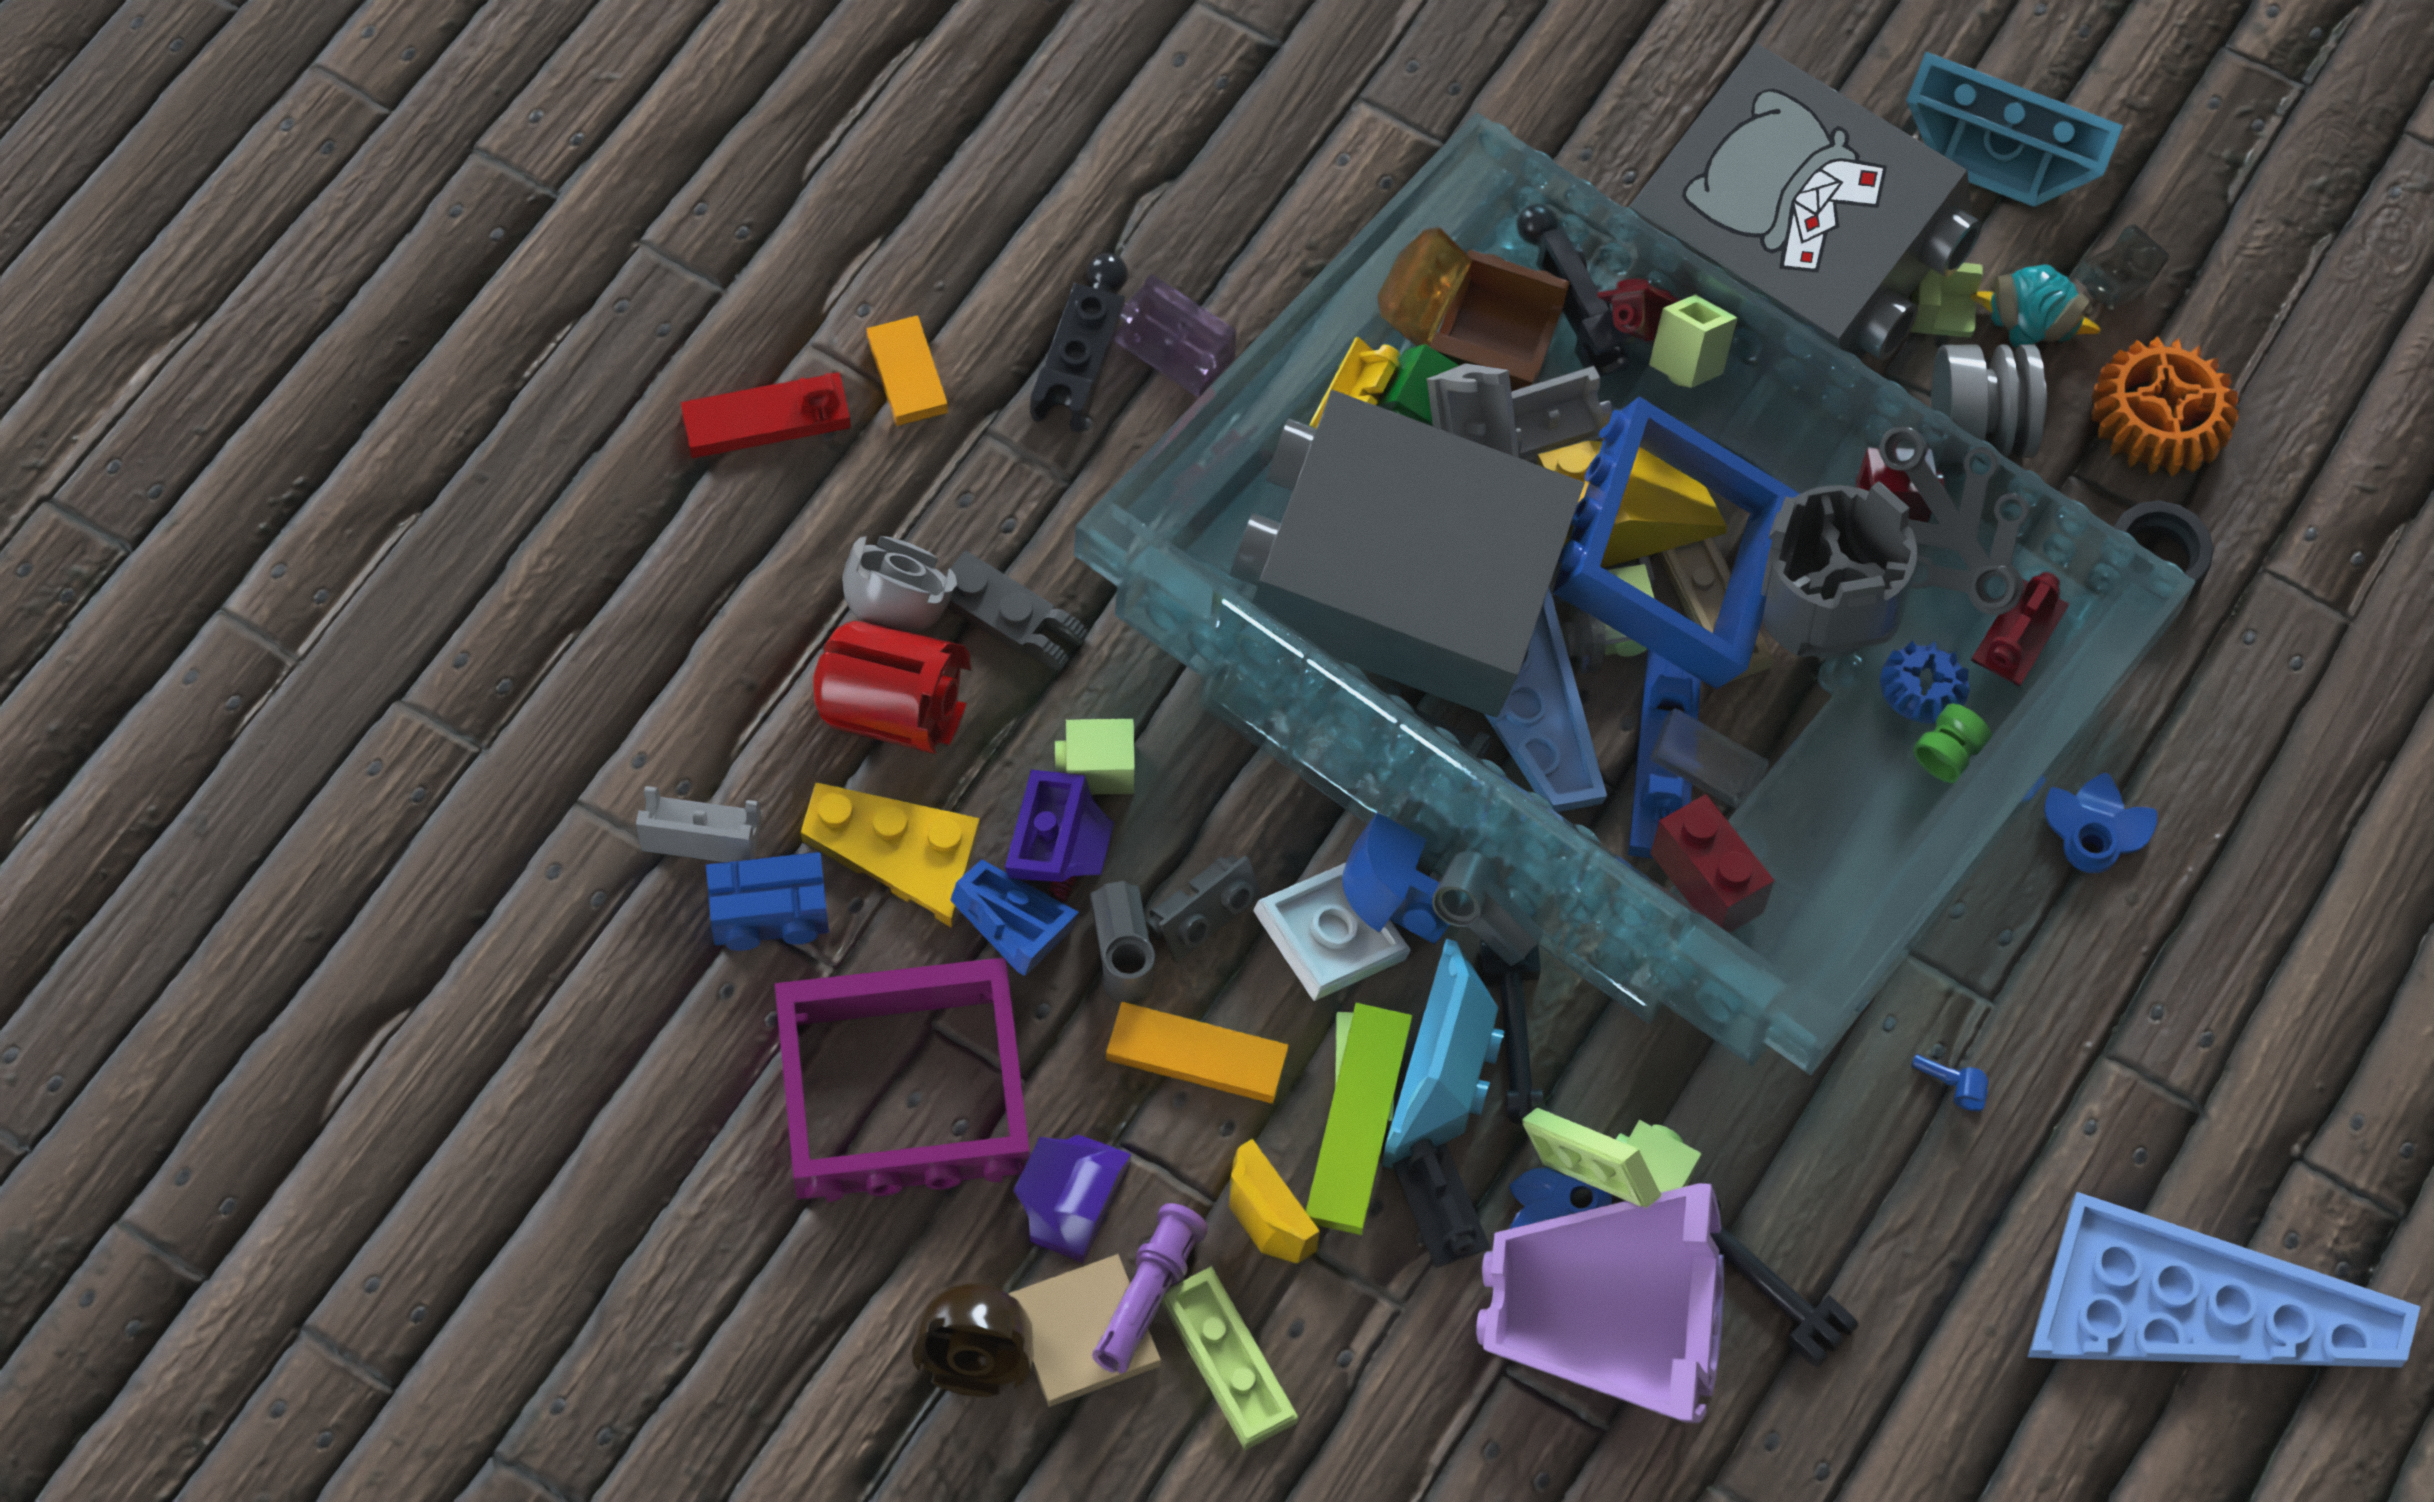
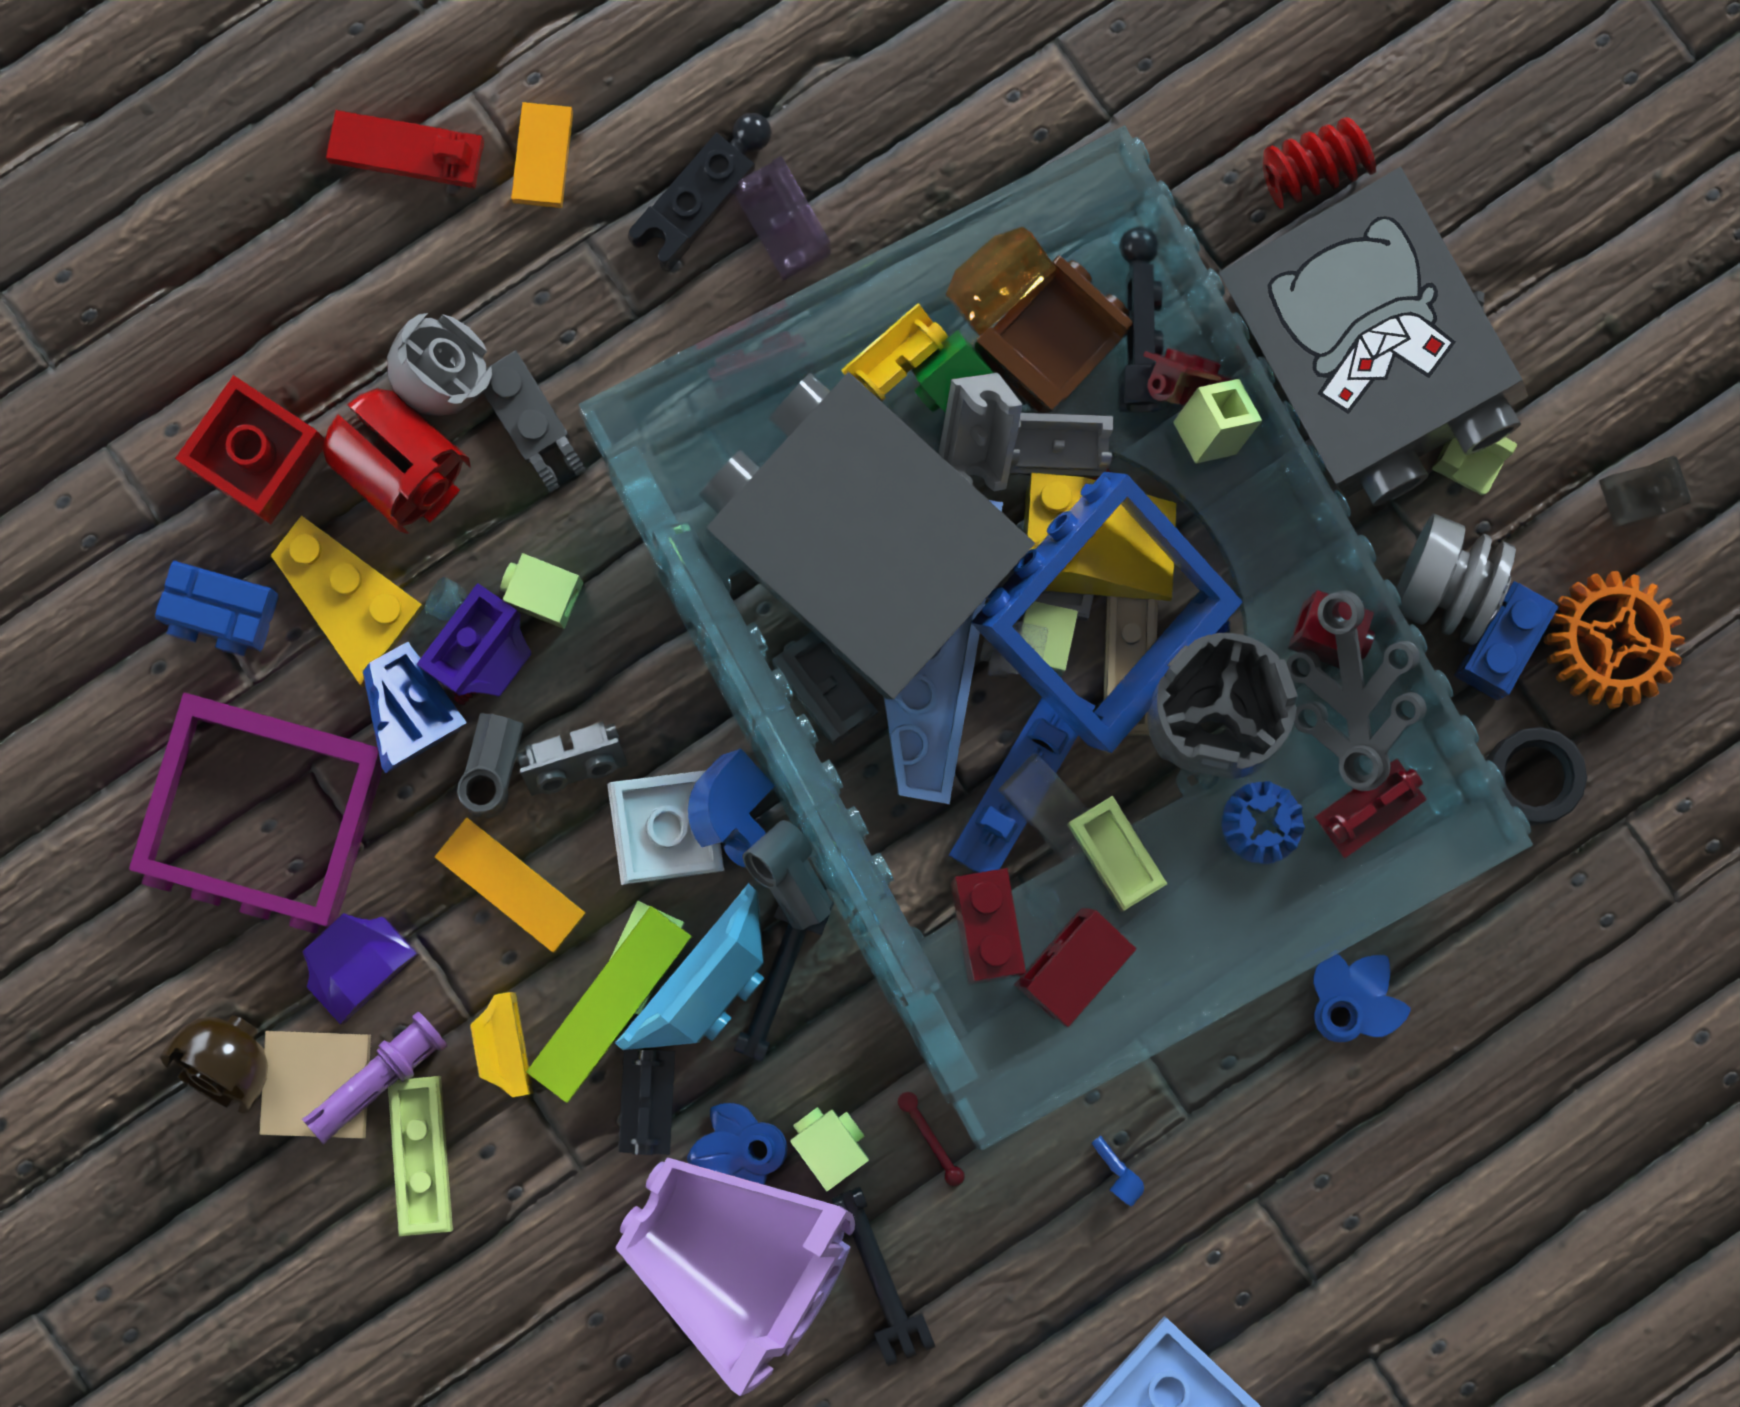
camera: 25 degrees right, 20 degrees up
(698, 828) = (191, 514): light grey hinge -> none
(740, 732) = (251, 449): none -> red brick
(1001, 805) = (444, 599): none -> clear light blue hinge
(1591, 1157) = (769, 1134): yellowish green tile -> none
(1663, 103) = (1317, 159): none -> red piece
(1708, 1102) = (953, 1175): none -> dark red hinge
(1799, 763) = (1117, 854): none -> yellowish green tile
(1815, 872) = (1075, 966): none -> dark red hinge
(1952, 743) = (1263, 888): bright green wheel -> none
(2008, 134) = (1611, 317): medium azure wedge -> none
(2037, 306) = (1549, 499): hair -> none
(2069, 438) = (1507, 642): none -> blue brick

